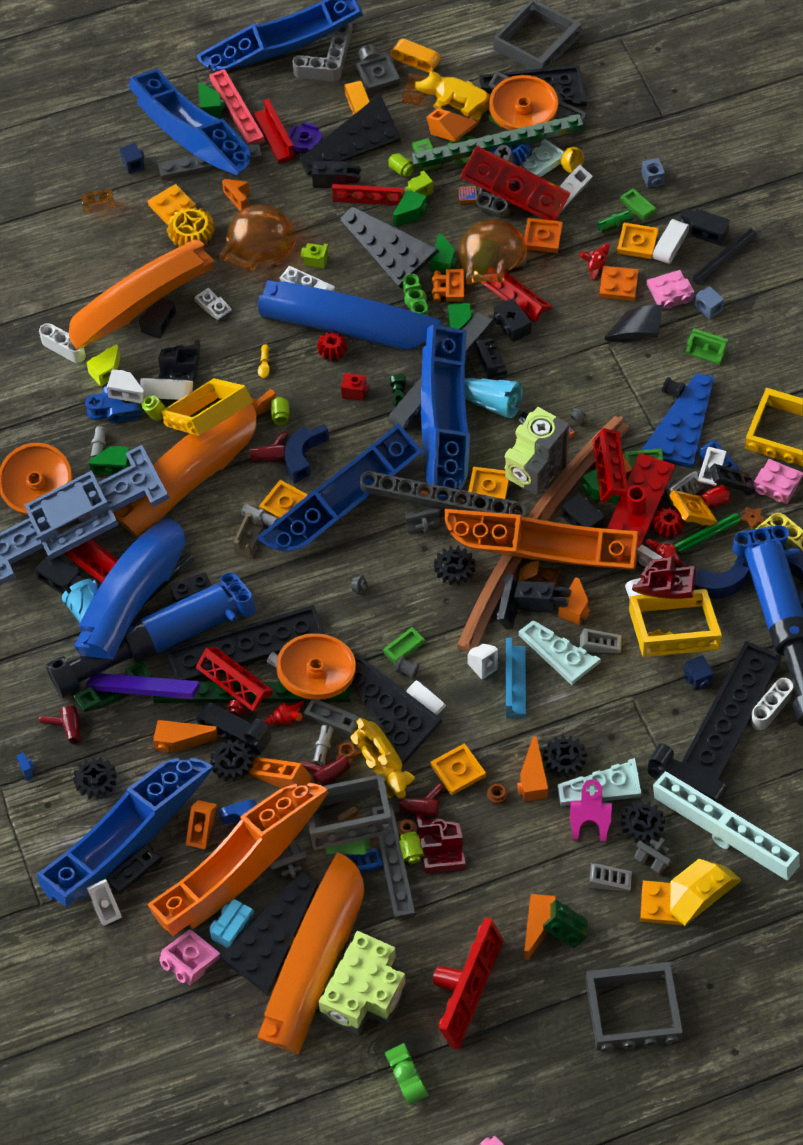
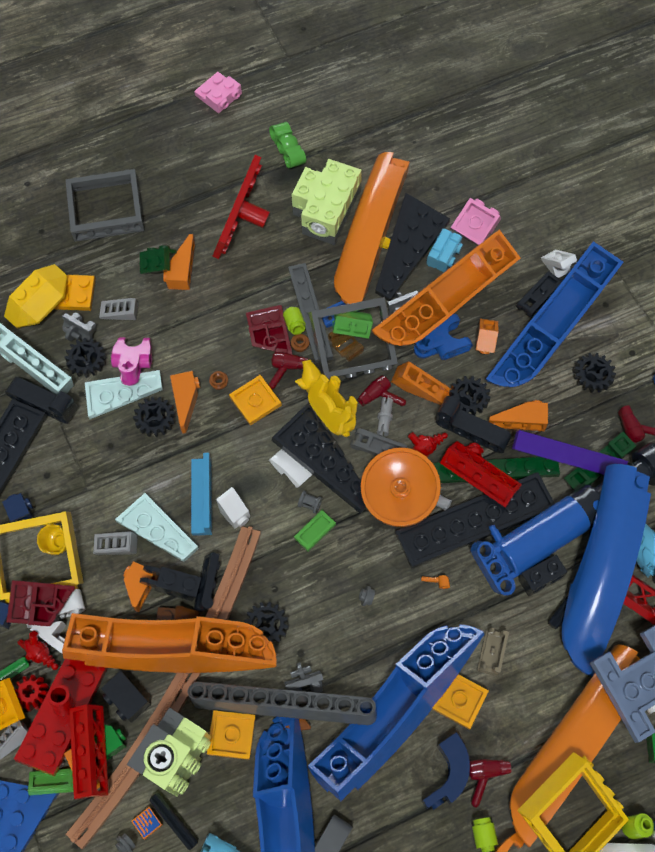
camera: 175 degrees right, 10 degrees up
(267, 518) = (485, 680): light grey pin -> none
(286, 597) = (443, 581): none -> orange hand
(348, 746) = (366, 413): dark orange plate -> none

